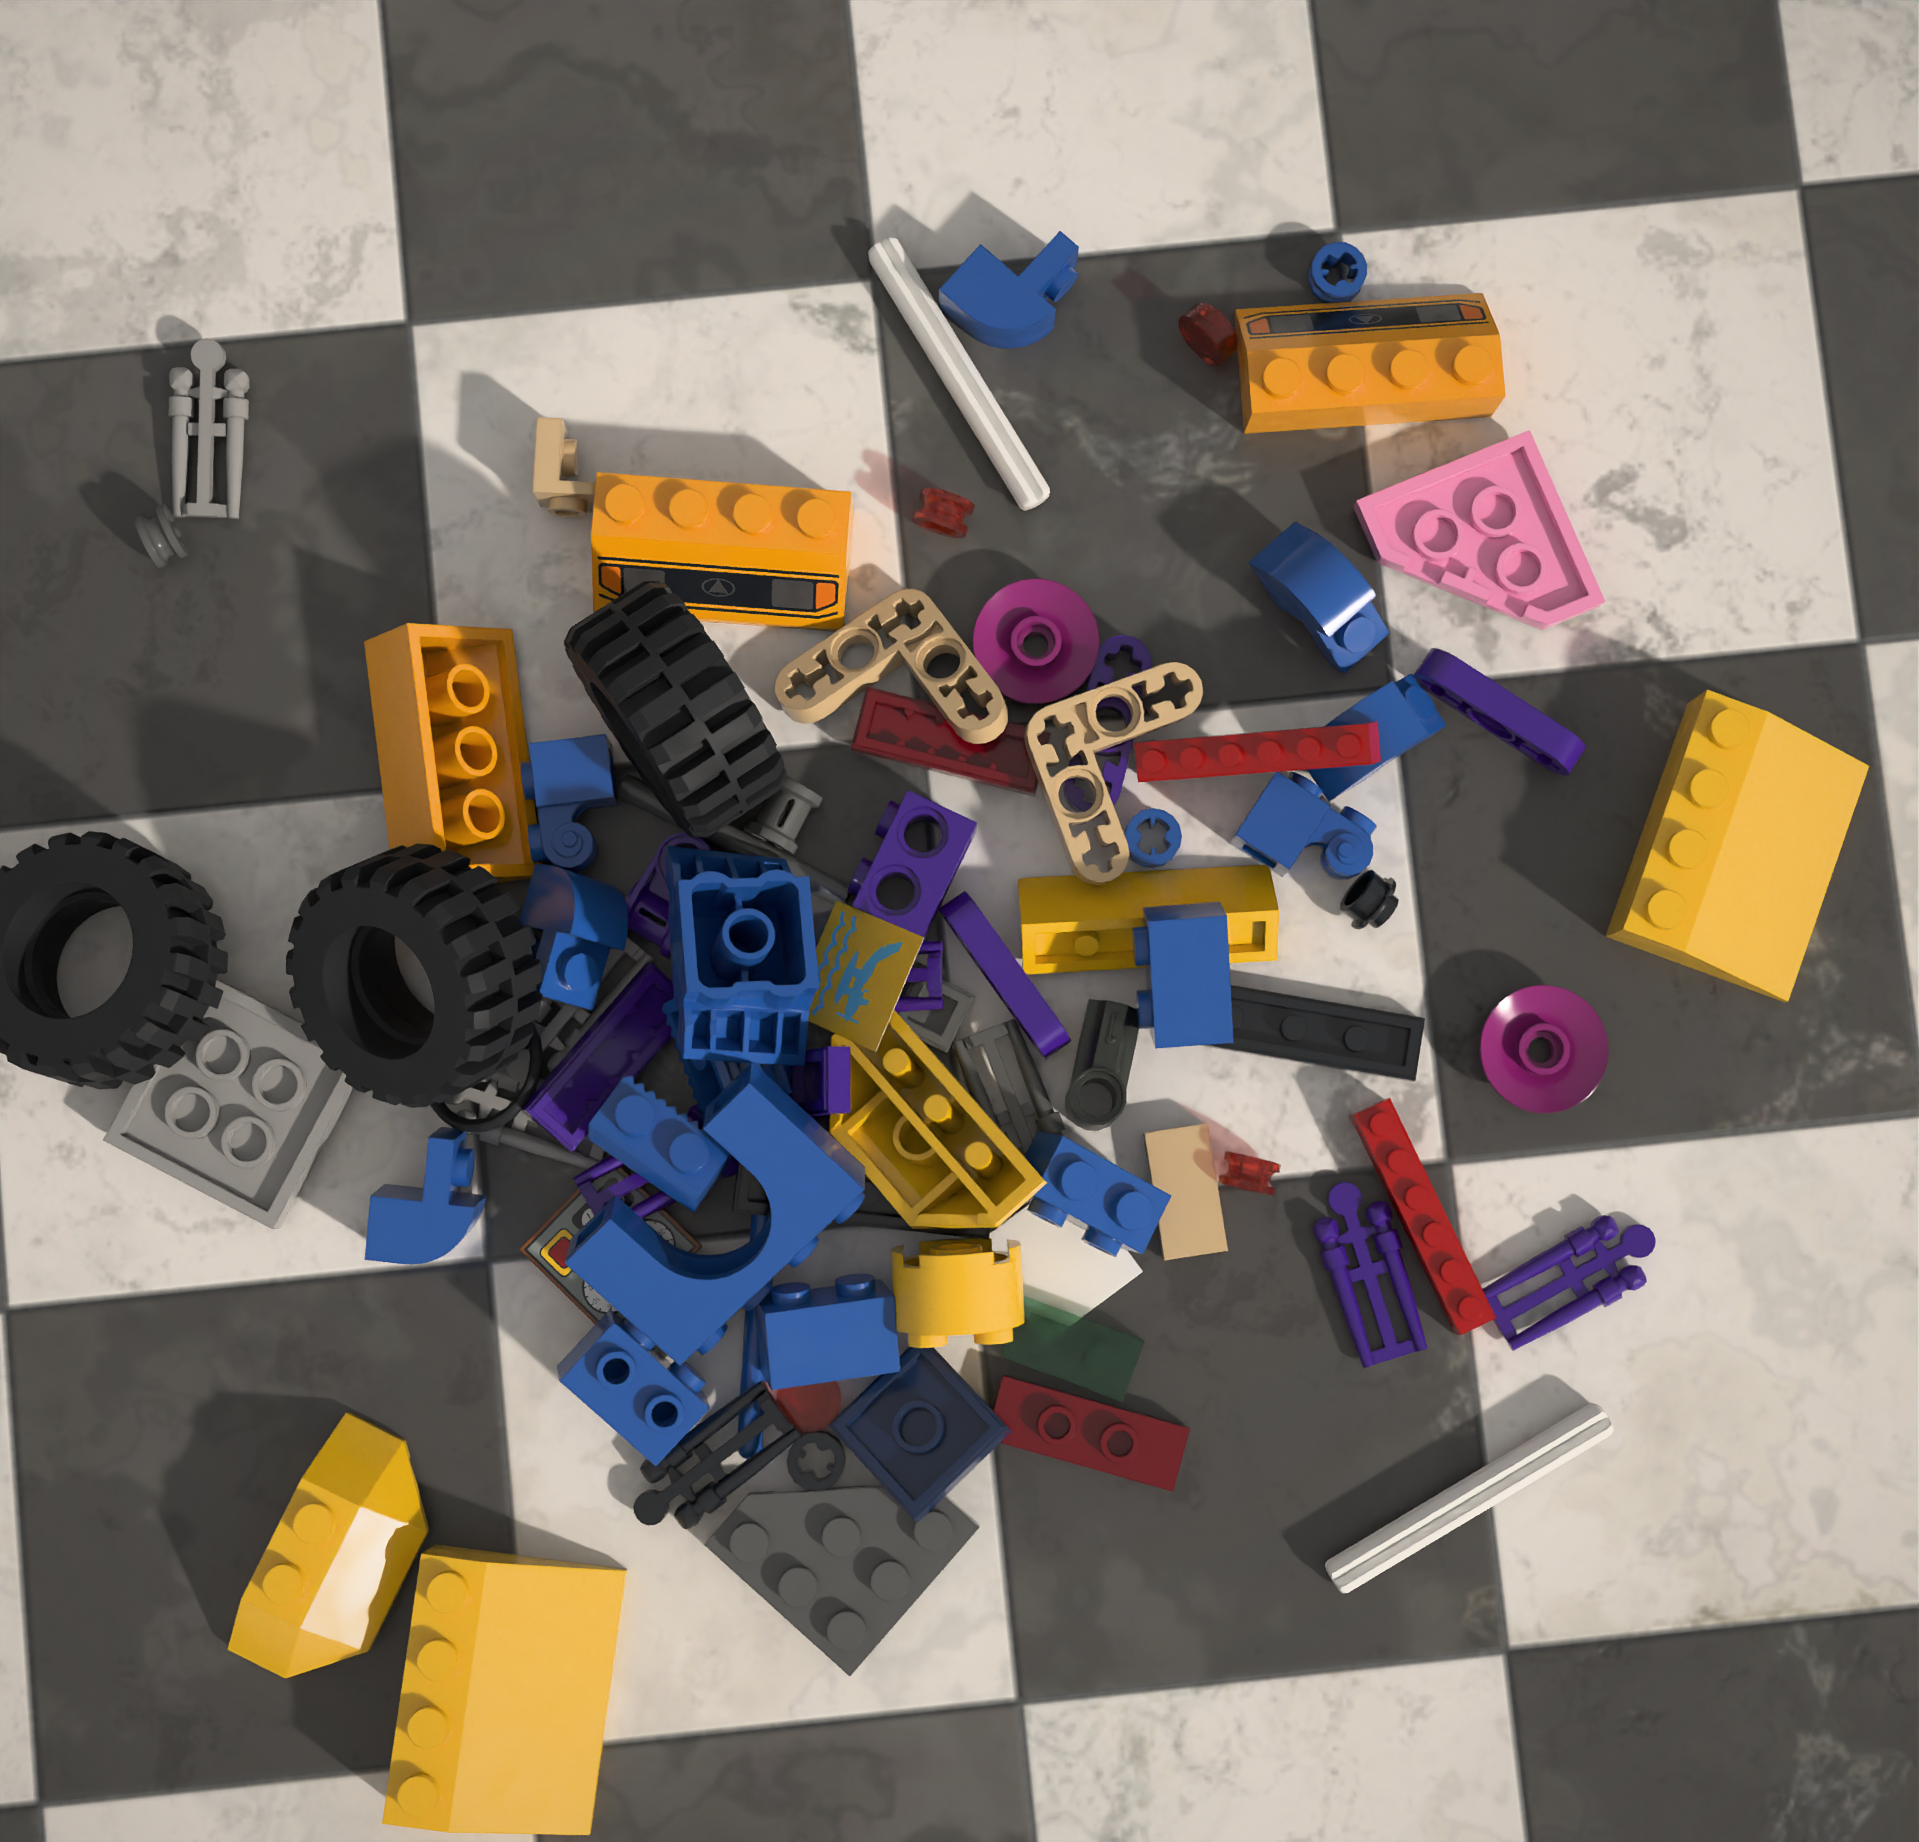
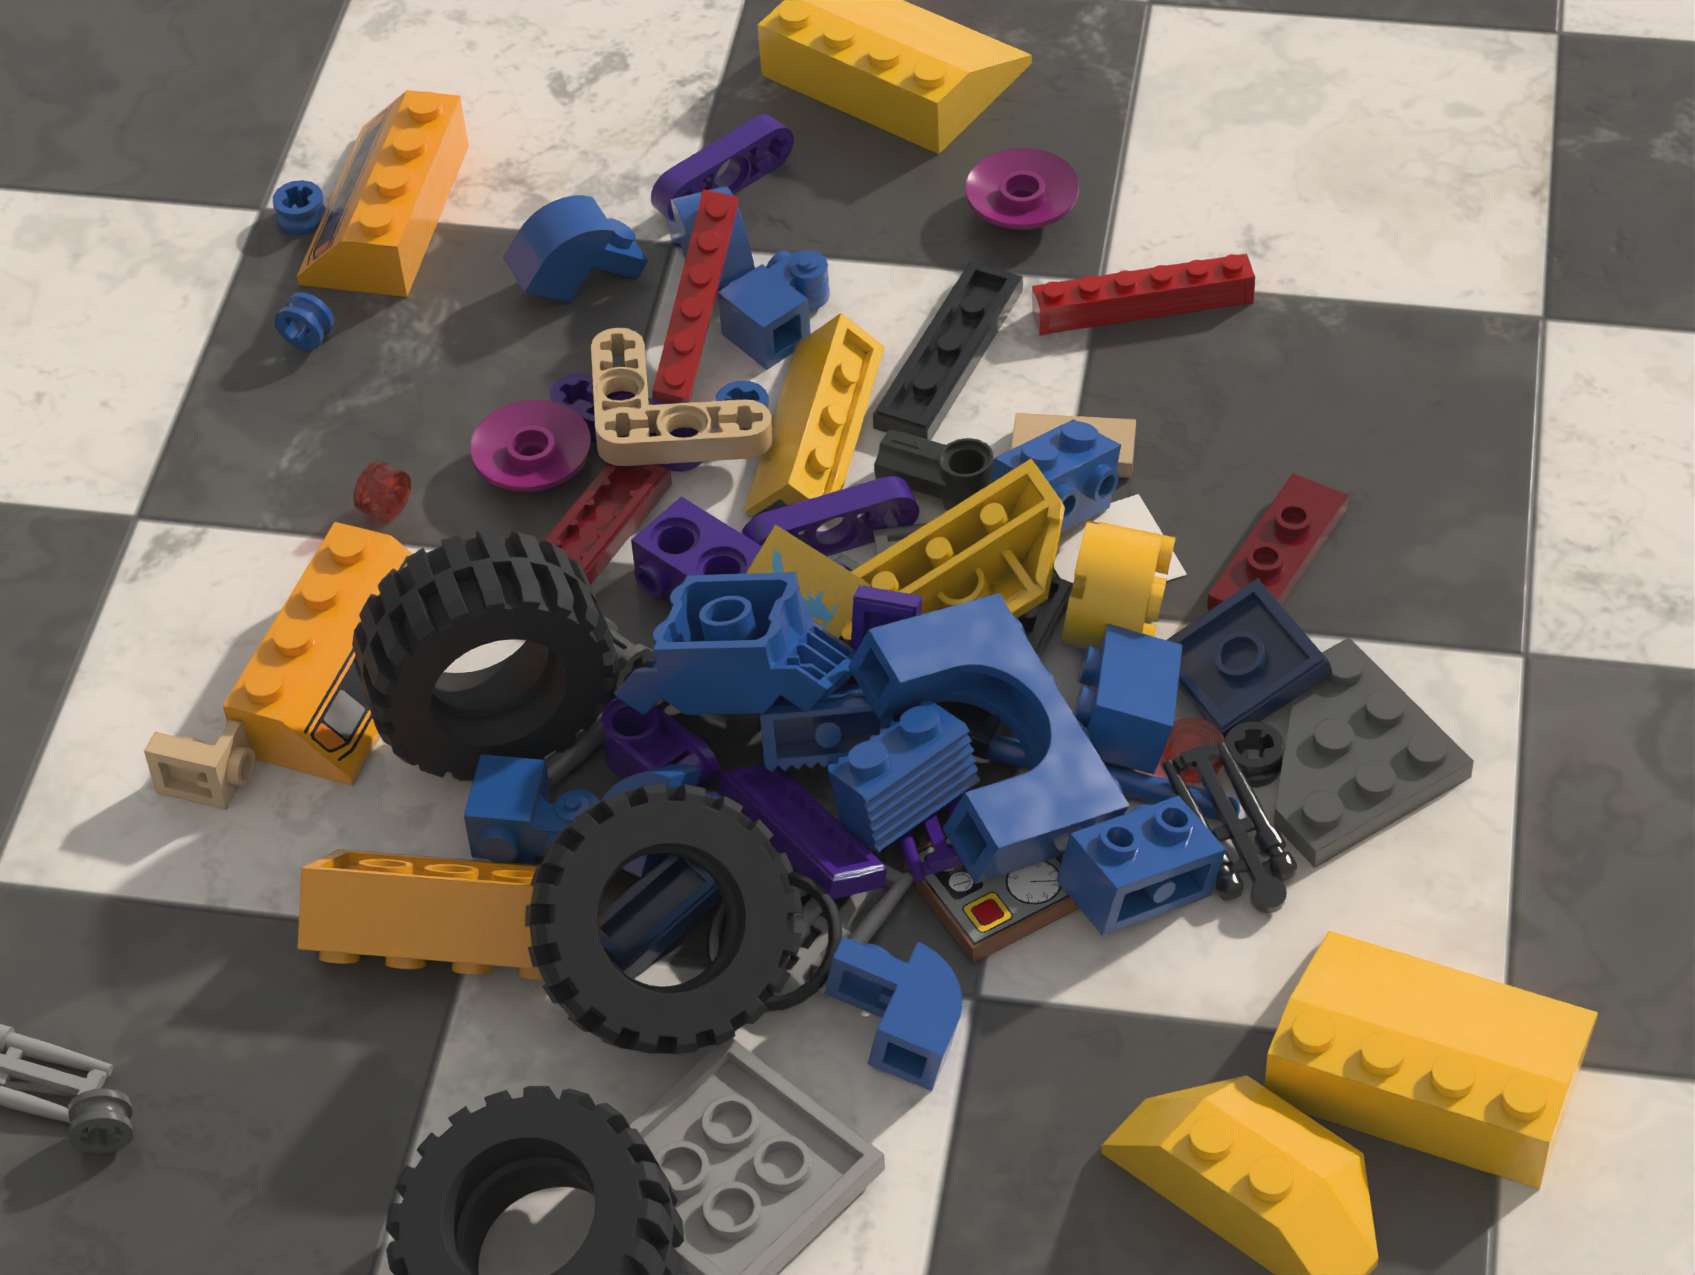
camera: 70 degrees left, 35 degrees down
(909, 647) = (495, 507): tan beam -> none
(958, 373) = (256, 465): white axle -> none
(1008, 308) = (209, 414): blue brick -> none
(1074, 1349) = (1204, 543): clear green plate -> none
(1159, 346) = (304, 321): none -> blue bush
(1185, 974) = (876, 372): blue brick -> none
(1208, 333) = (314, 278): clear red tile -> none
(1249, 1173) = (1070, 390): clear red bush -> none
(1345, 1200) = (1181, 349): dark purple piece -> none
(1370, 900) = (853, 276): black plate -> none
(1469, 1497) = (1403, 312): white axle -> none
(1487, 534) = (570, 147): bright pink plate -> none
(1634, 1241) = (1207, 177): dark purple piece -> none

